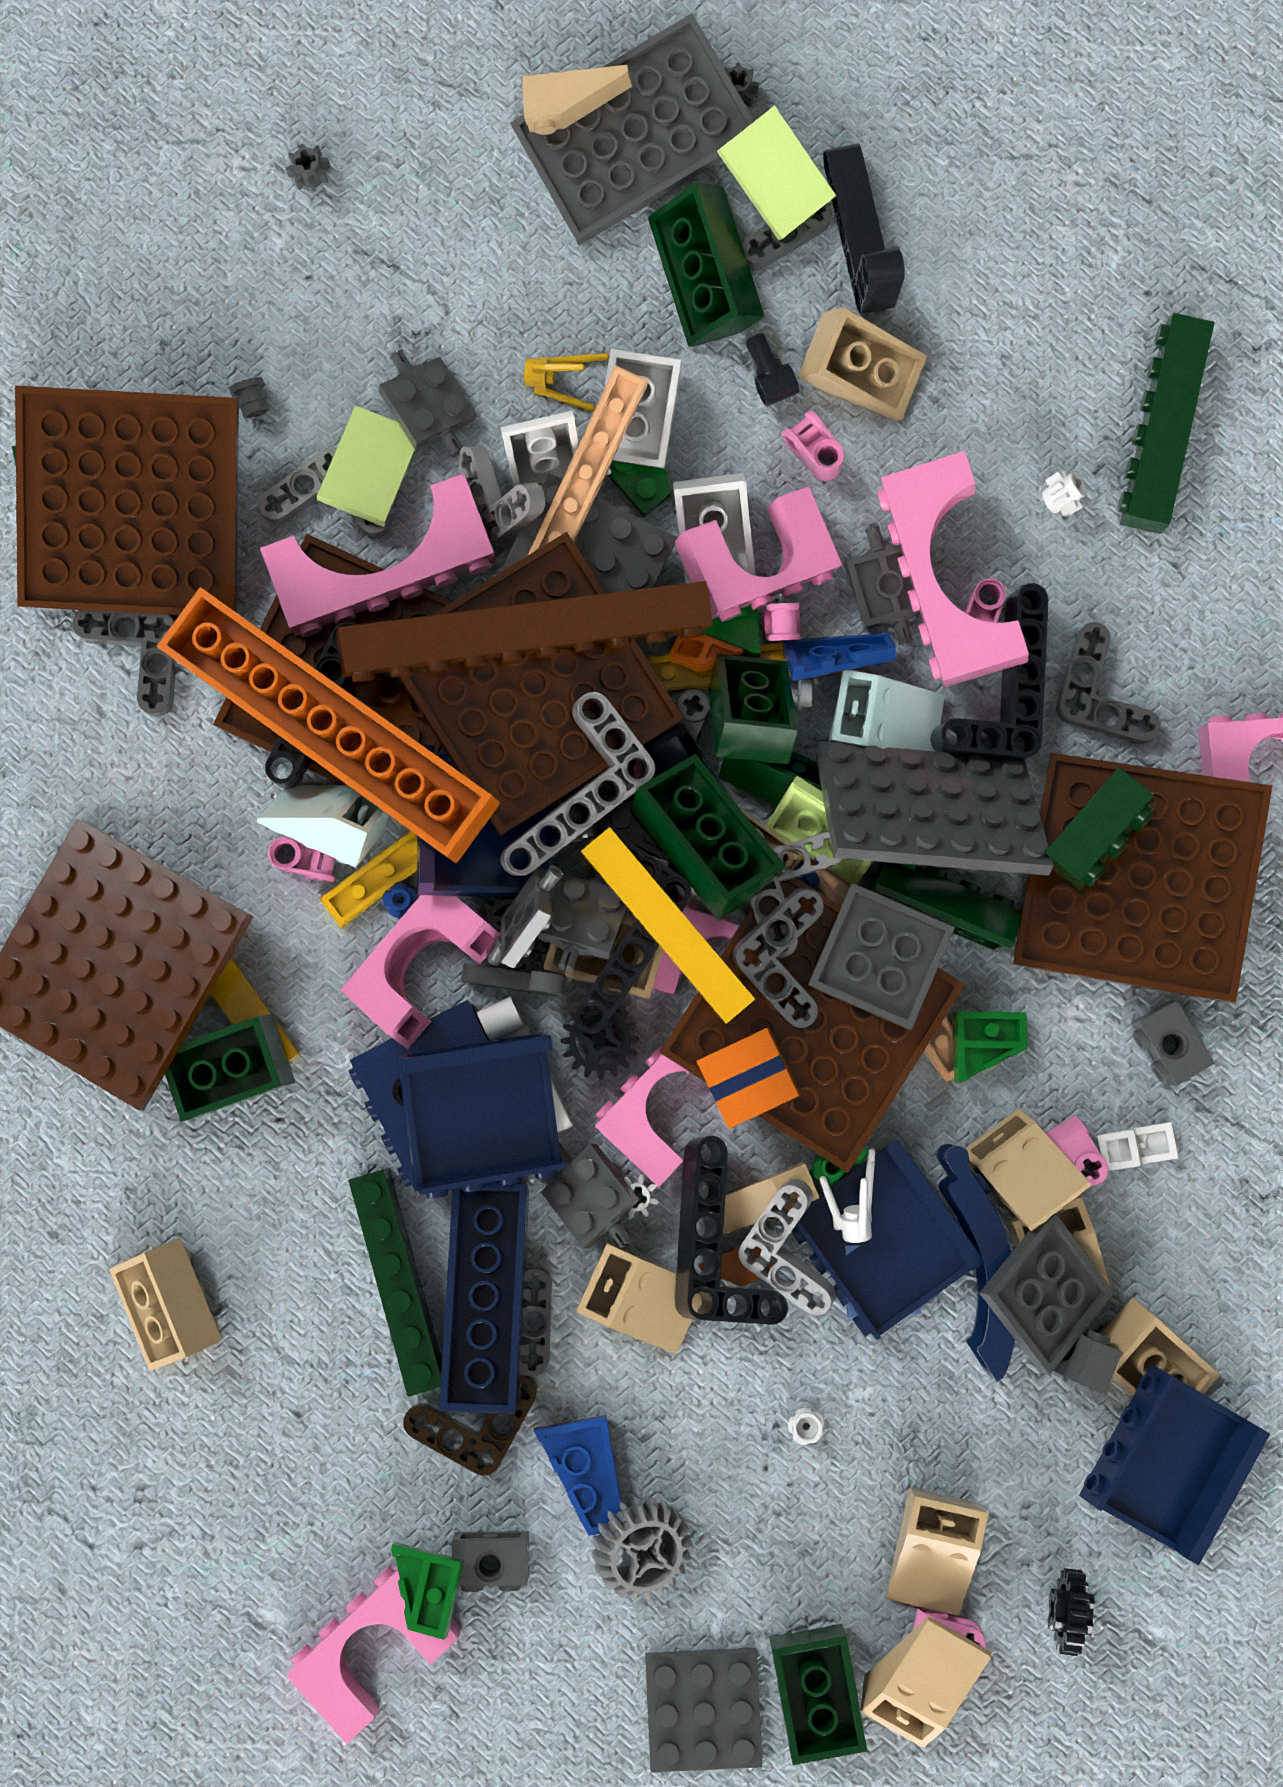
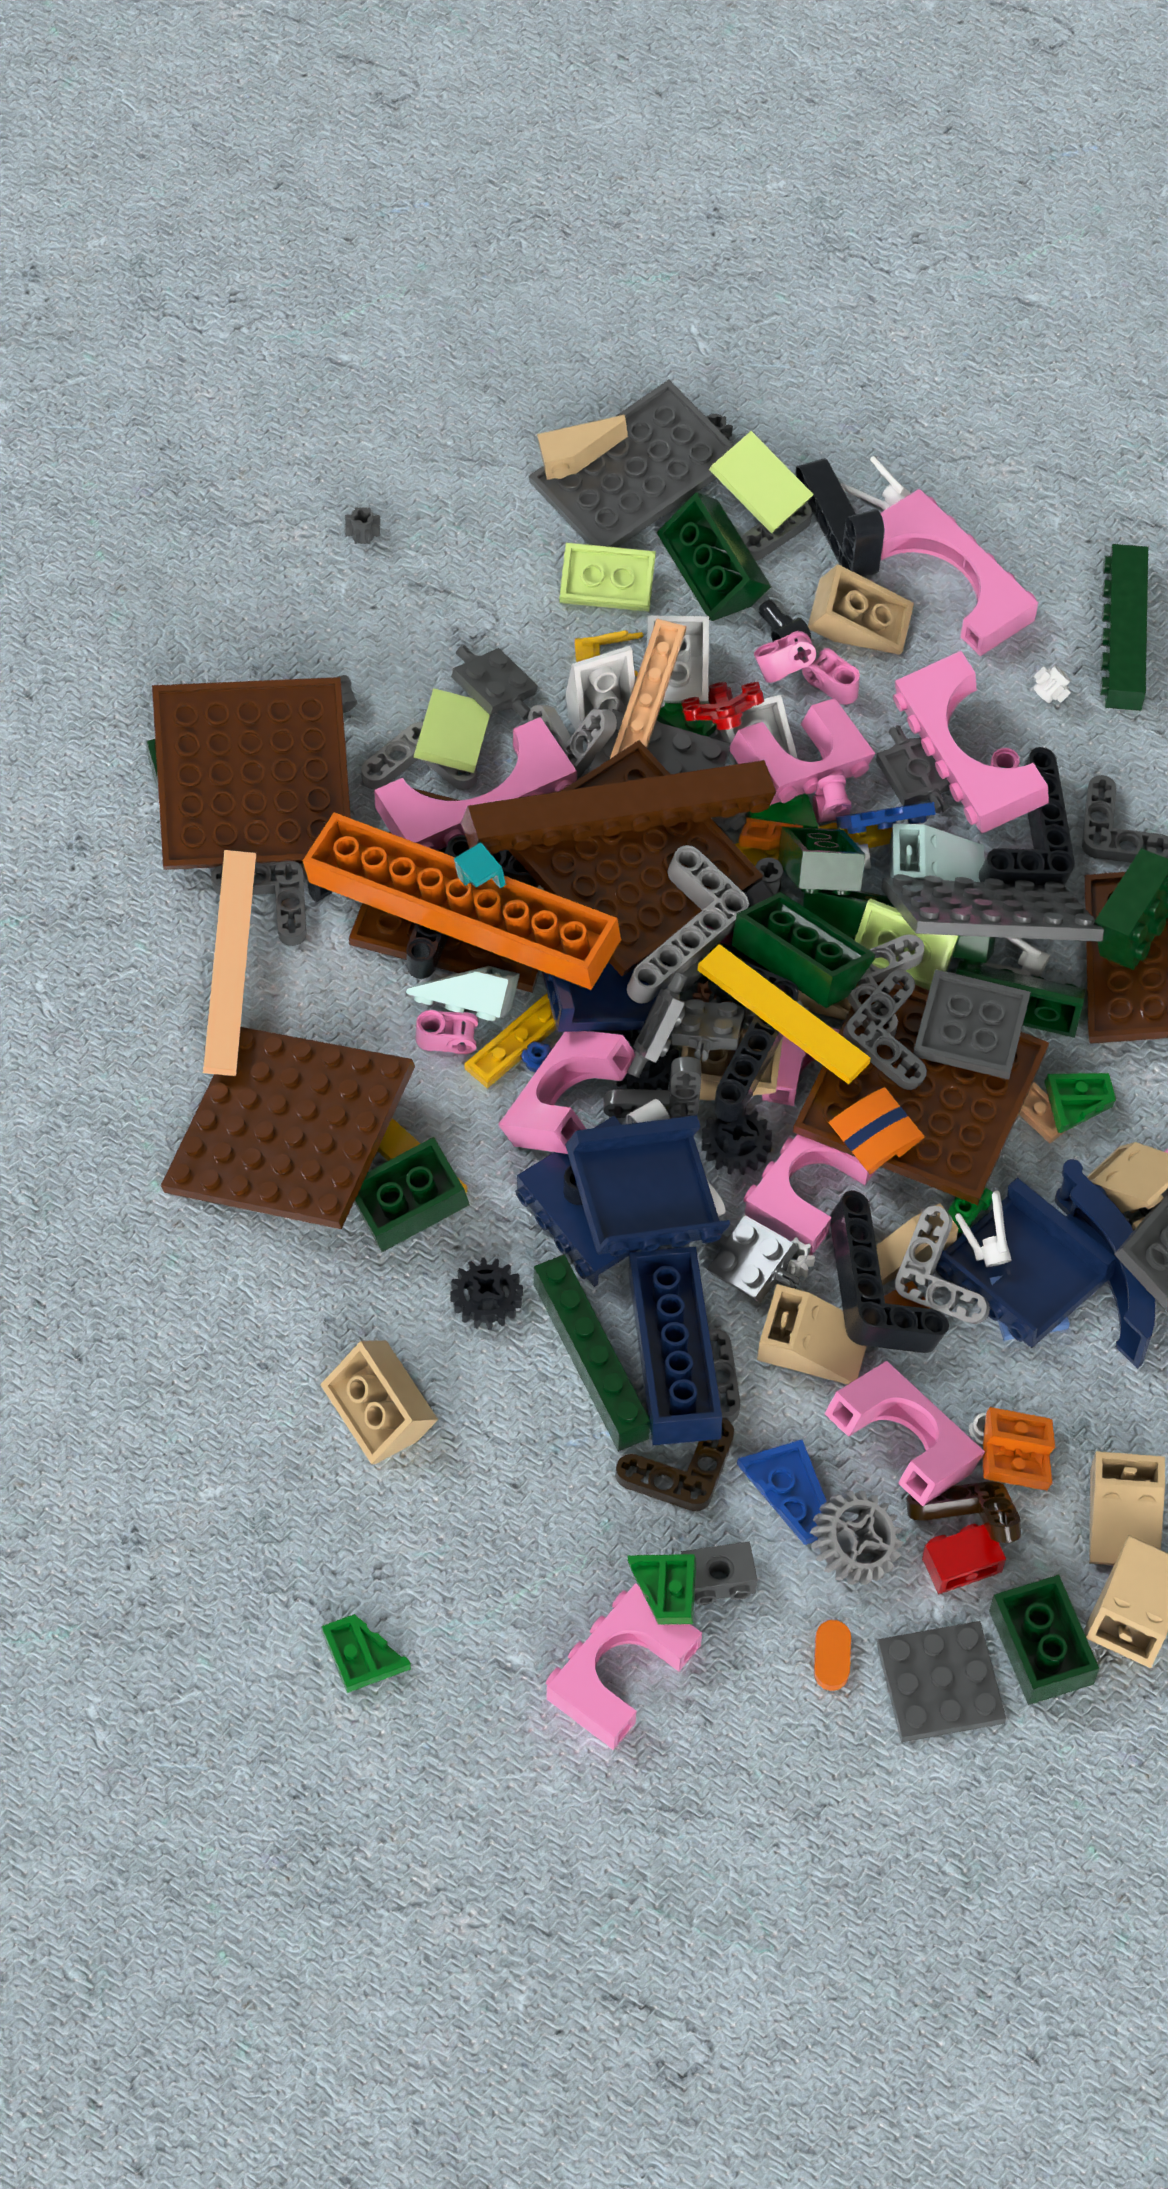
camera: 10 degrees left, 25 degrees down
(73, 744) = (229, 963): none -> light nougat tile
(105, 1594) = (361, 1654): none -> green wing
(286, 1179) = (486, 1293): none -> black gear
(342, 707) = (478, 867): none -> teal panel
(579, 275) = (607, 577): none -> yellowish green tile
(595, 1664) = (832, 1655): none -> orange tile
(676, 512) = (722, 707): none -> red plant
(752, 1578) = (962, 1558): none -> red brick
(760, 1456) = (890, 1396): none -> bright pink arch
(761, 418) = (781, 657): none -> bright pink piece
(778, 1519) = (986, 1498): none -> dark brown beam
(835, 1461) = (1018, 1448): none -> orange slope
(934, 203) = (893, 493): none -> white plant
(956, 254) = (1002, 603): none -> bright pink arch

